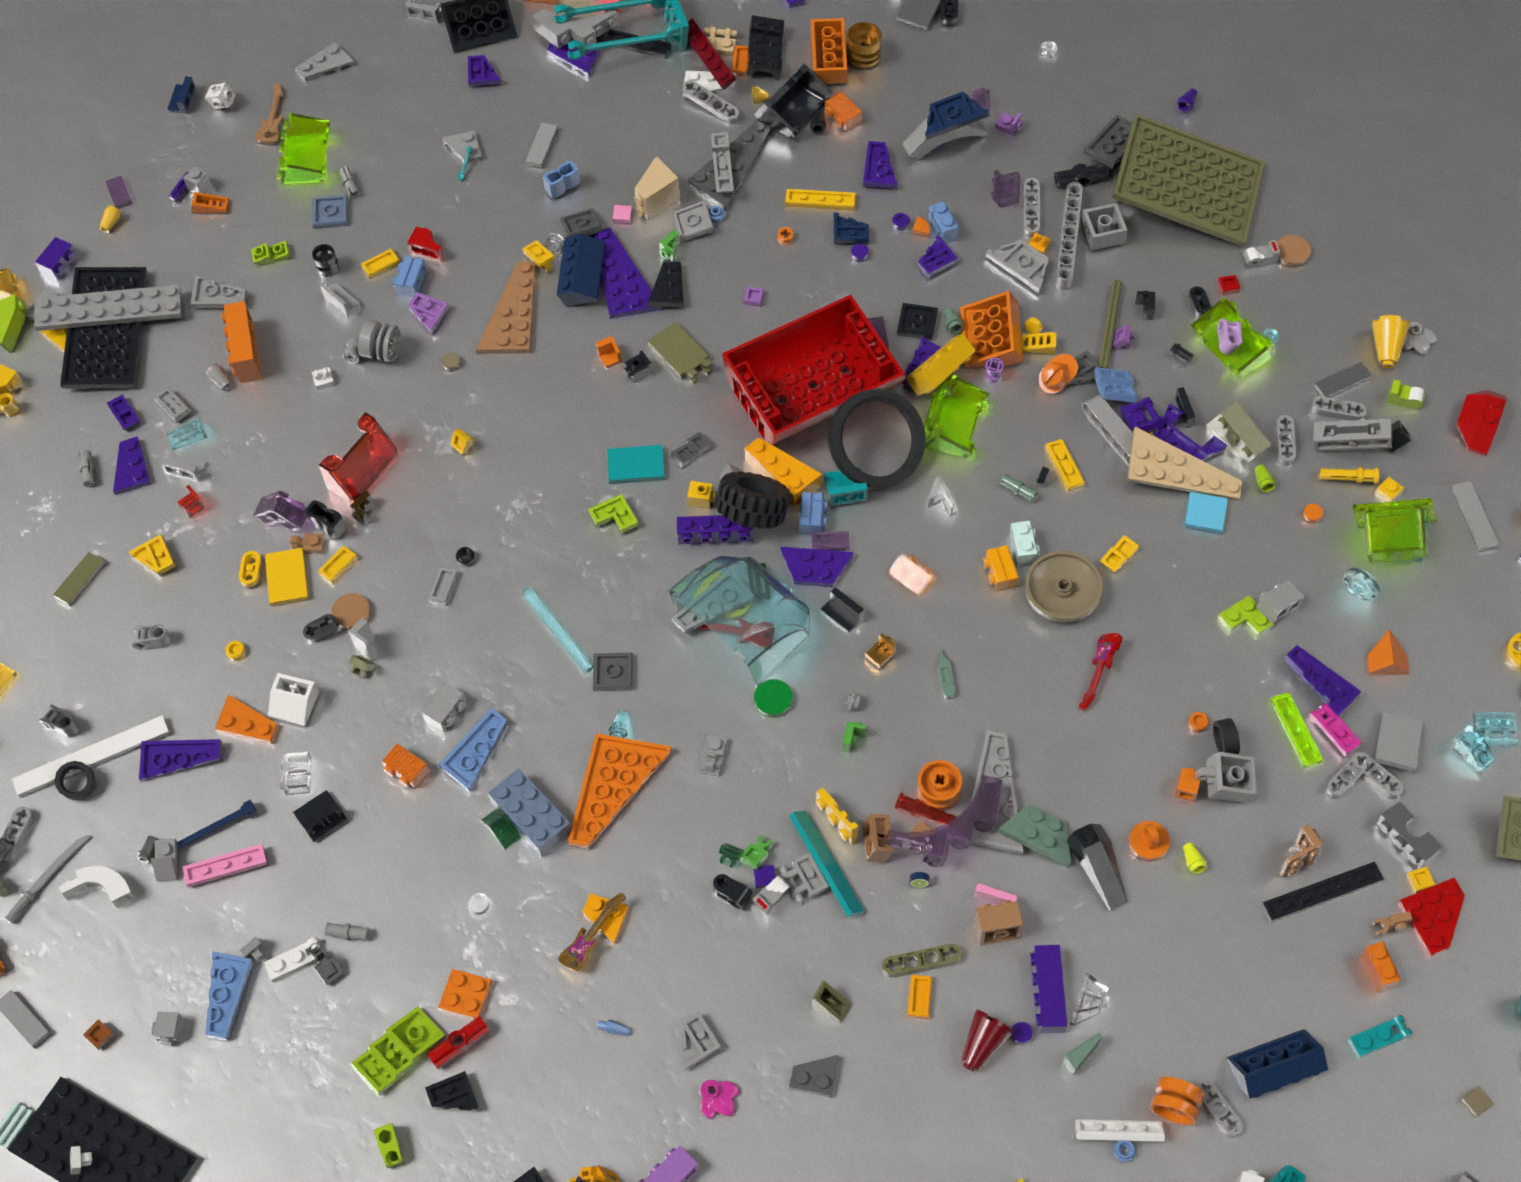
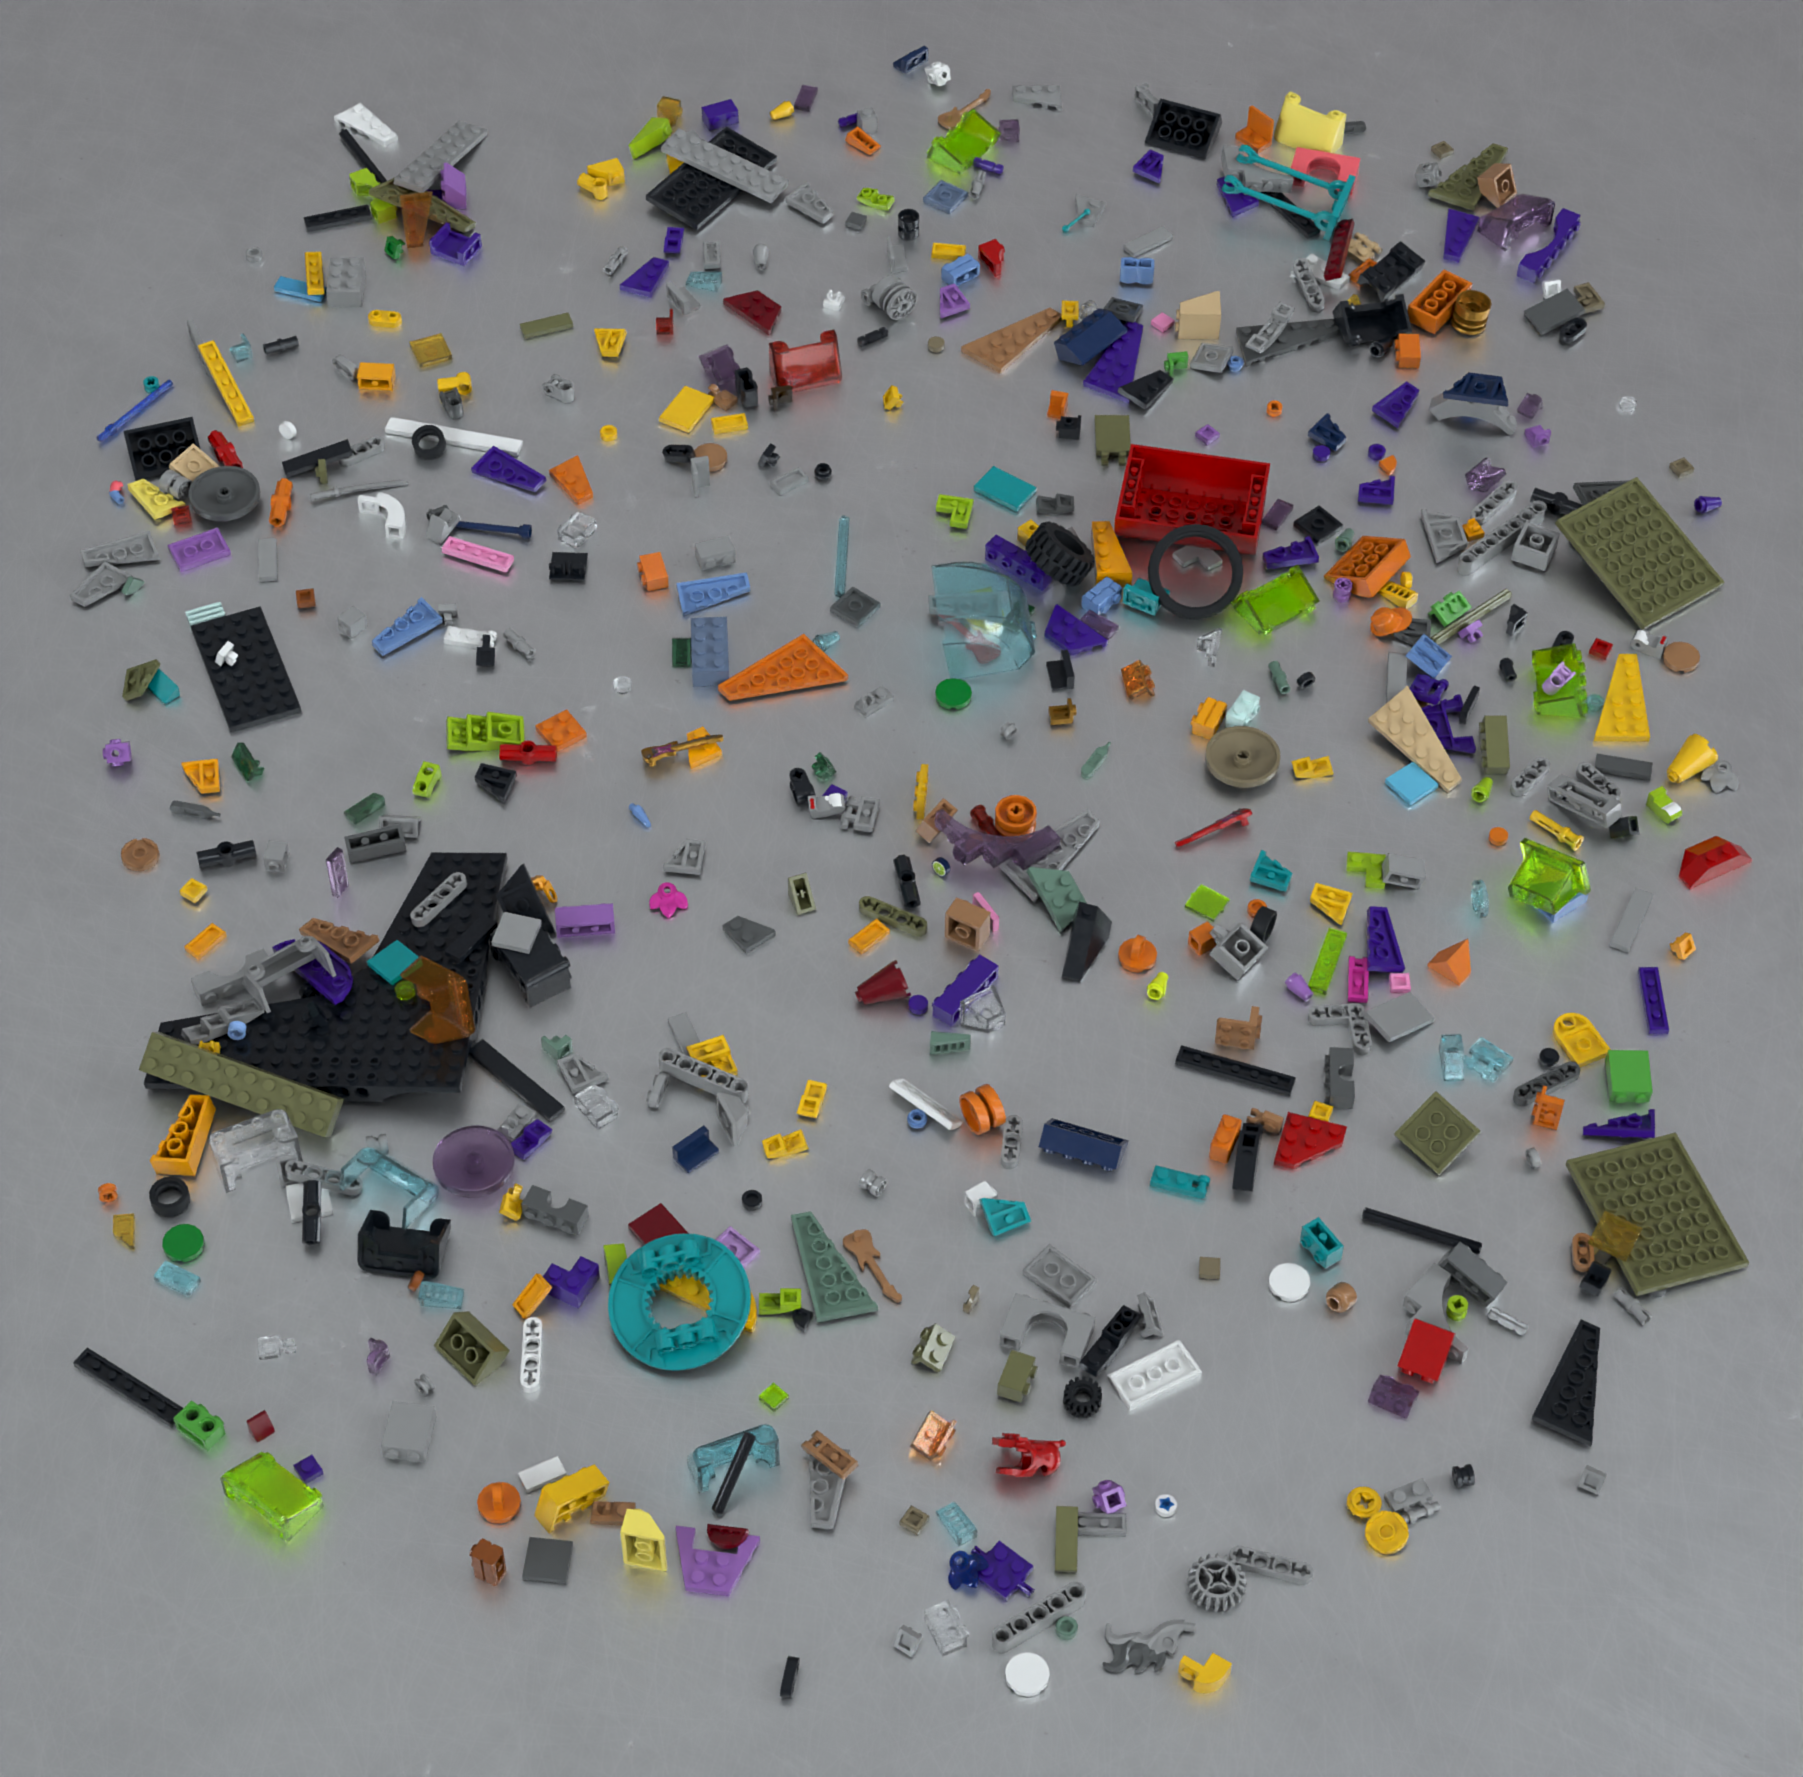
camera: 35 degrees right, 10 degrees down
(49, 695) = (461, 382): none -> yellow piece
(241, 342) = (796, 241): orange brick -> none
(250, 570) = (666, 388): yellow plate -> none
(259, 432) = (755, 308): none -> dark red wing
(272, 285) = (856, 220): none -> dark grey tile
(292, 699) = (616, 482): white slope -> none
(331, 111) = (1009, 129): none -> clear purple brick
(341, 157) = (988, 165): none -> dark purple axle
(361, 663) = (683, 493): olive tile -> none
(389, 391) = (872, 336): none -> black axle
(405, 574) = (769, 457): none -> black tile
(756, 854) = (840, 776): bright green plate -> none
(820, 199) = (1328, 401): yellow tile -> none
(826, 863) = (885, 814): teal tile -> none
(852, 731) = (983, 749): bright green bracket -> none
(861, 415) = (1204, 556): none -> light grey tile
(915, 925) = (906, 882): none -> black piece
(940, 365) = (1308, 558): yellow wedge -> none
(943, 222) = (1407, 470): medium blue brick -> none
(1064, 465) = (1332, 686): yellow tile -> none
(1089, 328) = (1451, 608): none -> bright green bracket
(1138, 80) = (1681, 467): none -> dark tan tile
(1155, 746) = (1207, 903): none -> clear neon green piece
(1180, 680) = (1270, 873): none -> teal wing
(1250, 671) = (1331, 901): none -> yellow wing
(1298, 330) = (1624, 707): none -> yellow wing
(1299, 772) = (1298, 986): none -> medium lavender cone
(1366, 707) = (1399, 982): none -> bright pink tile
(1390, 489) = (1582, 855): yellow plate -> none
(1414, 970) = (1247, 1157): none -> black slope

